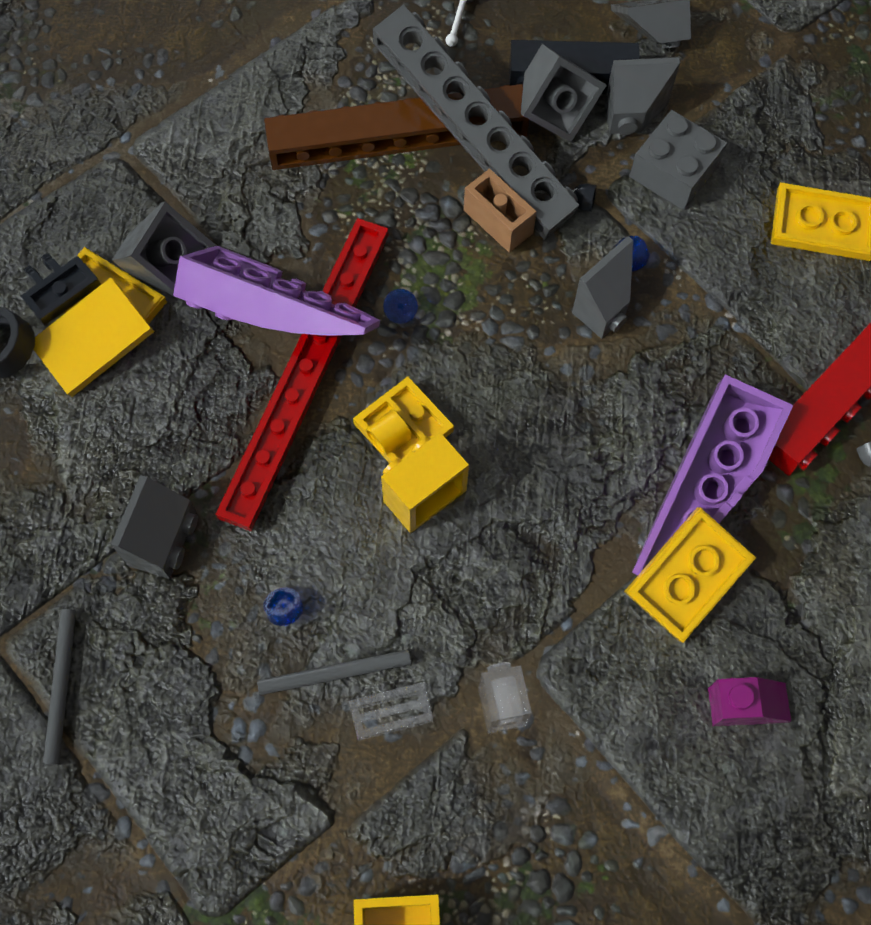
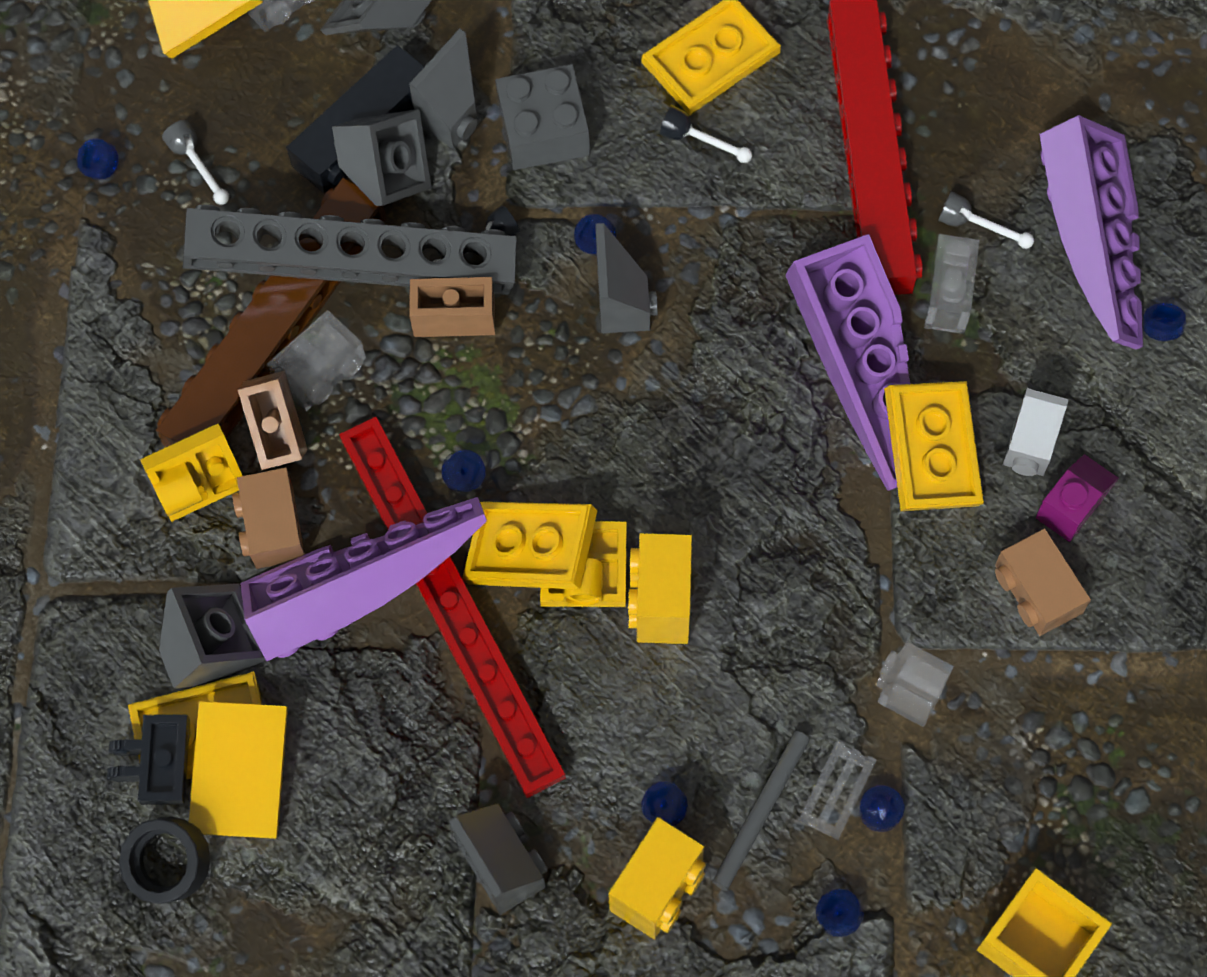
camera: 45 degrees left, 0 degrees up
(219, 640) = (657, 878): none -> yellow piece
(254, 158) = (193, 472): none -> yellow plate
(269, 225) = (270, 518): none -> medium nougat brick
(303, 782) = (839, 912): none -> clear blue tile
(327, 172) = (272, 420): none -> medium nougat brick
(384, 381) = (531, 545): none -> yellow tile
(393, 169) = (319, 360): none -> clear brick
(402, 751) = (881, 808): none -> clear blue tile
(660, 729) = (1041, 583): none -> medium nougat brick
(754, 240) = (678, 125): none -> hinge
(763, 633) = (1035, 432): none -> slope
(818, 492) = (951, 283): none -> clear brick

